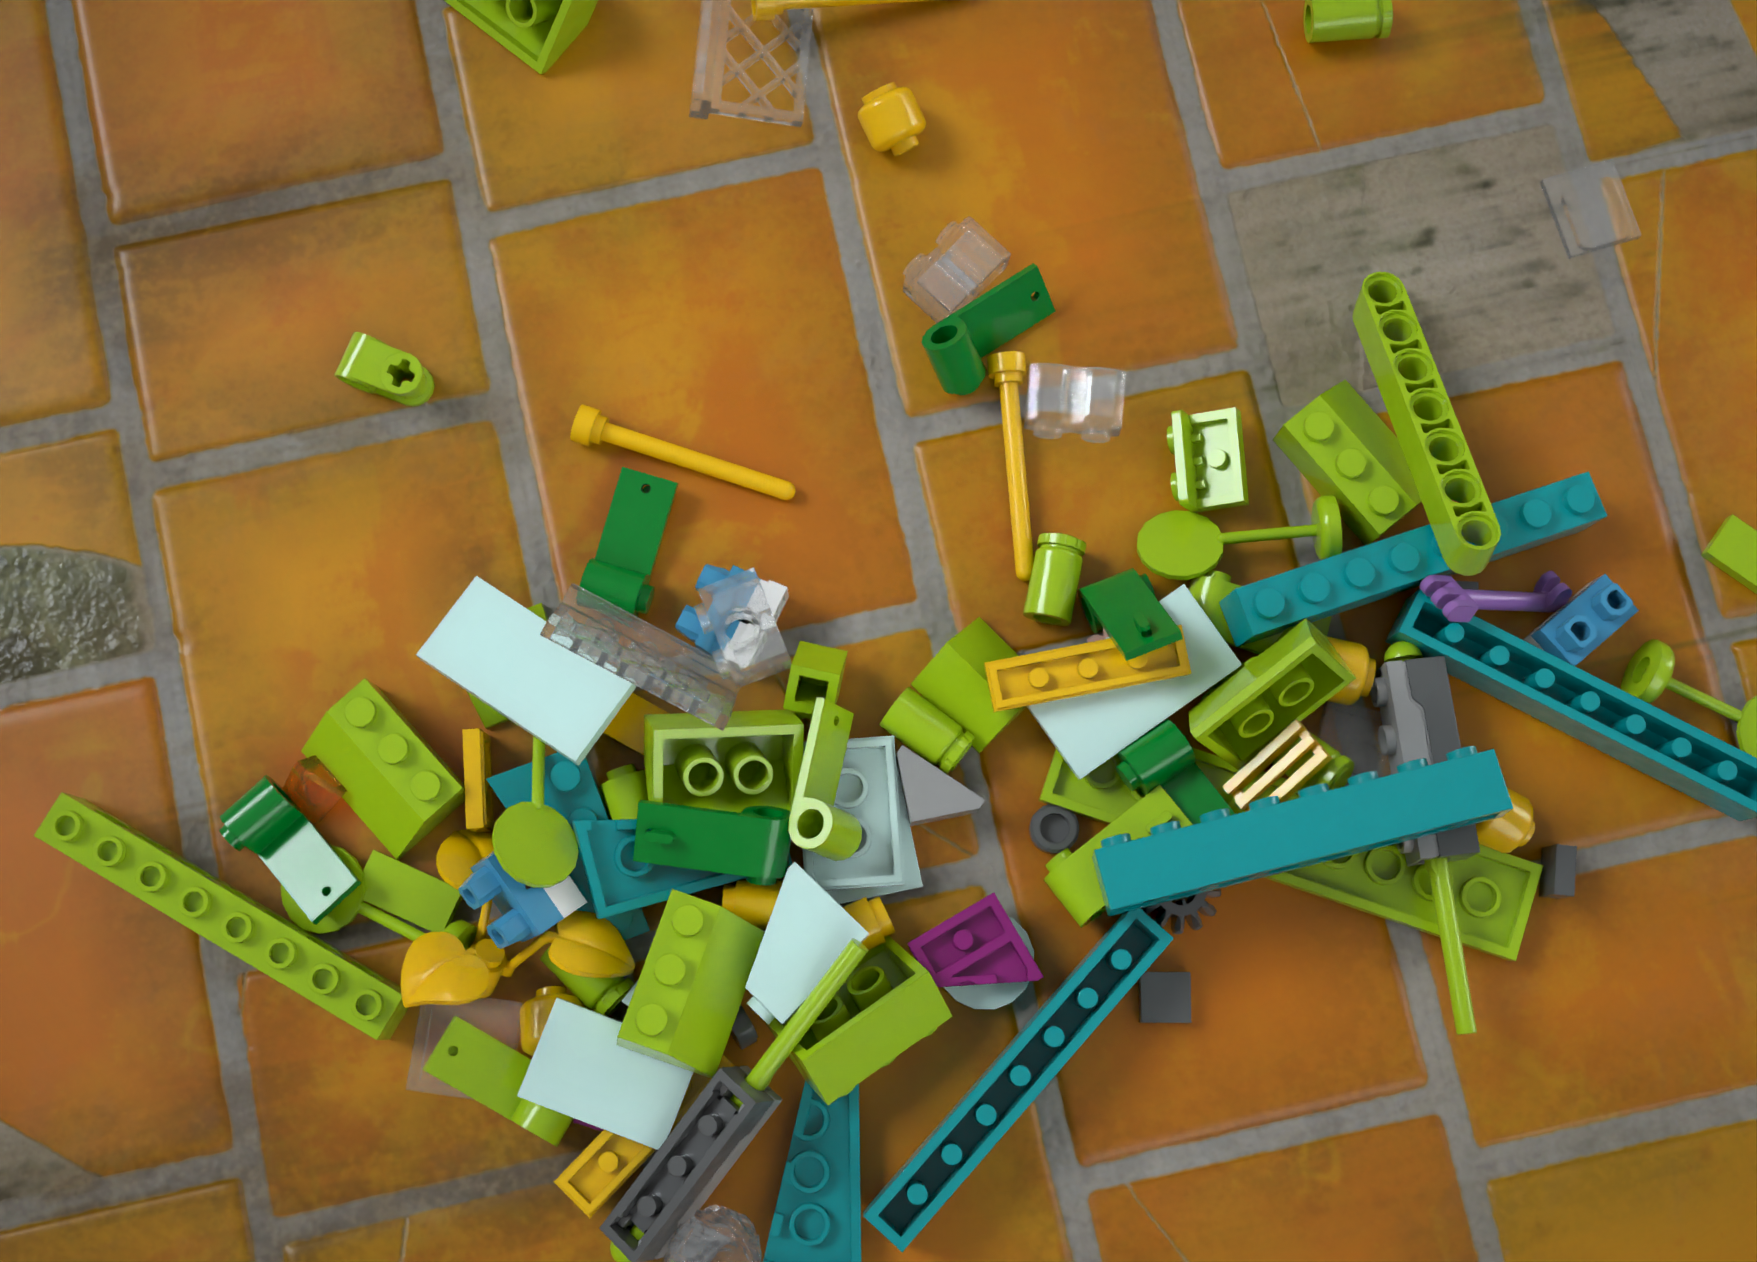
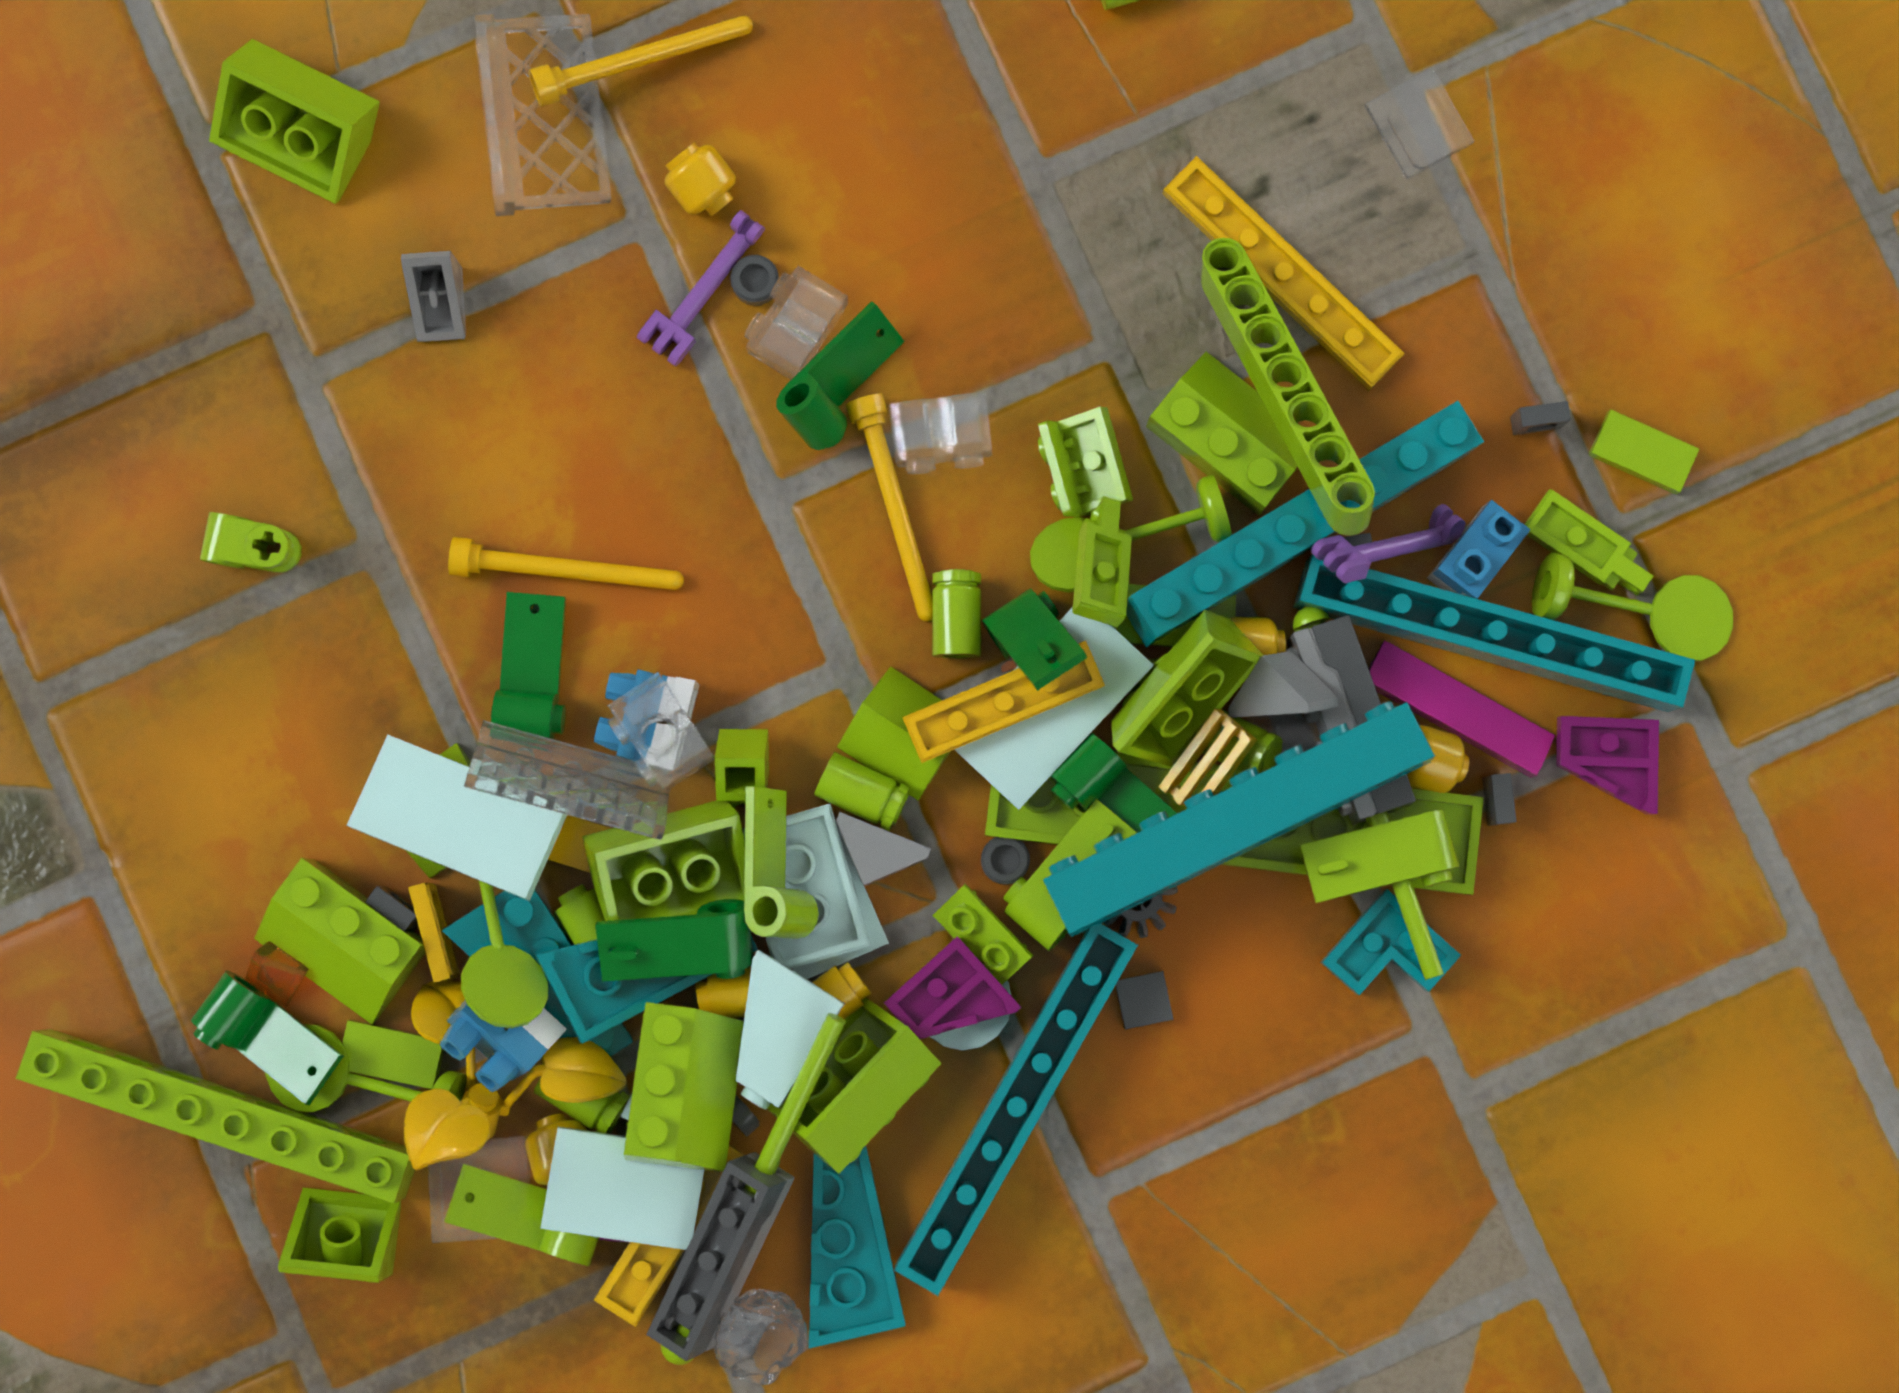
camera: 10 degrees left, 5 degrees up
(318, 1063) = (342, 1236): none -> lime slope
(443, 748) = (393, 908): none -> dark grey tile
(616, 173) = (435, 295): none -> light grey slope
(837, 253) = (673, 329): none -> medium lavender hinge
(922, 224) = (754, 279): none -> dark grey tile
(1019, 895) = (983, 934): none -> lime hinge
(1210, 558) = (1102, 566): none -> lime hinge
(1364, 710) = (1281, 686): none -> light grey slope
(1410, 985) = (1376, 940): none -> teal plate
(1434, 901) = (1381, 856): none -> lime door
(1452, 342) = (1285, 274): none -> yellow tile
(1539, 779) = (1460, 710): none -> dark pink slope
(1662, 508) = (1540, 418): none -> dark grey tile
(1678, 853) = (1613, 756): none -> magenta wing
(1698, 647) = (1587, 542): none -> lime hinge

